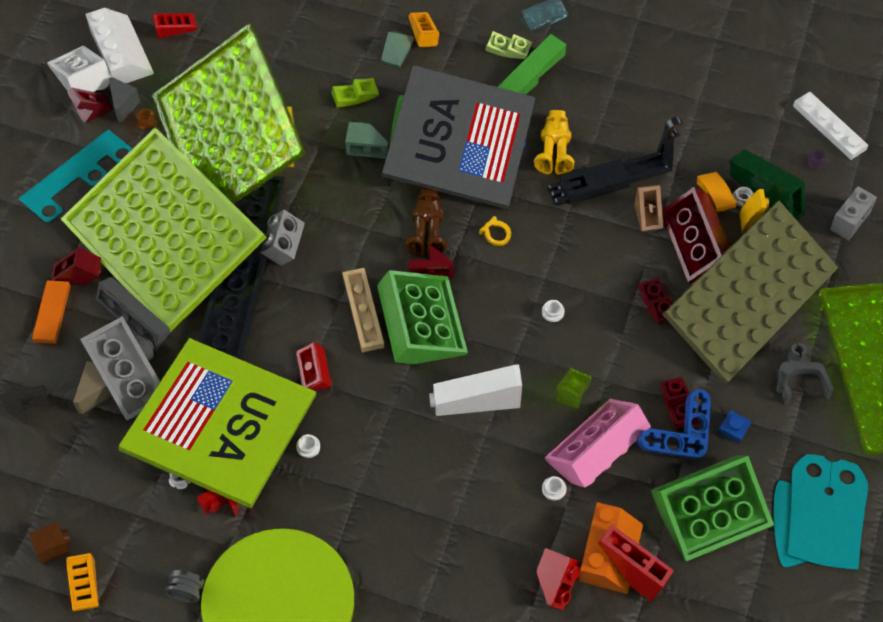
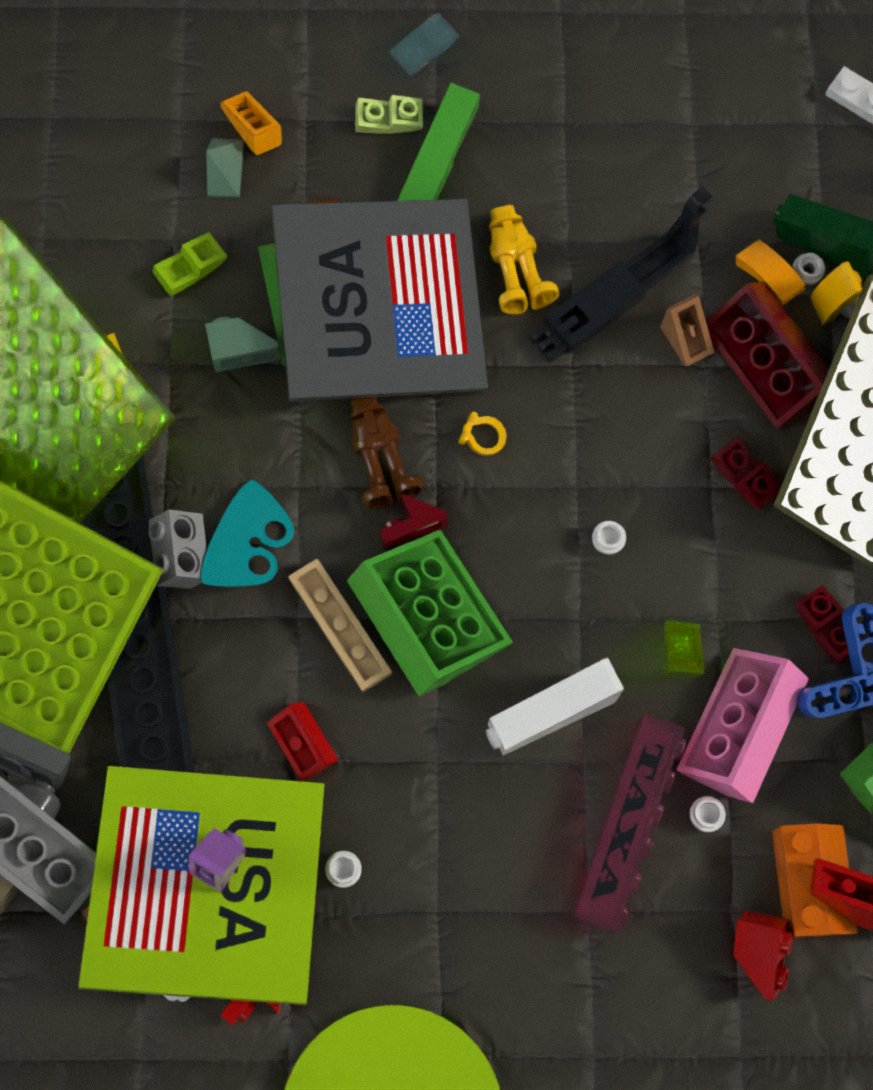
camera: 25 degrees left, 15 degrees up
(229, 402) = (217, 858): none -> medium lavender slope
(314, 246) = (230, 548): none -> teal piece
(498, 476) = (628, 825): none -> clear pink brick

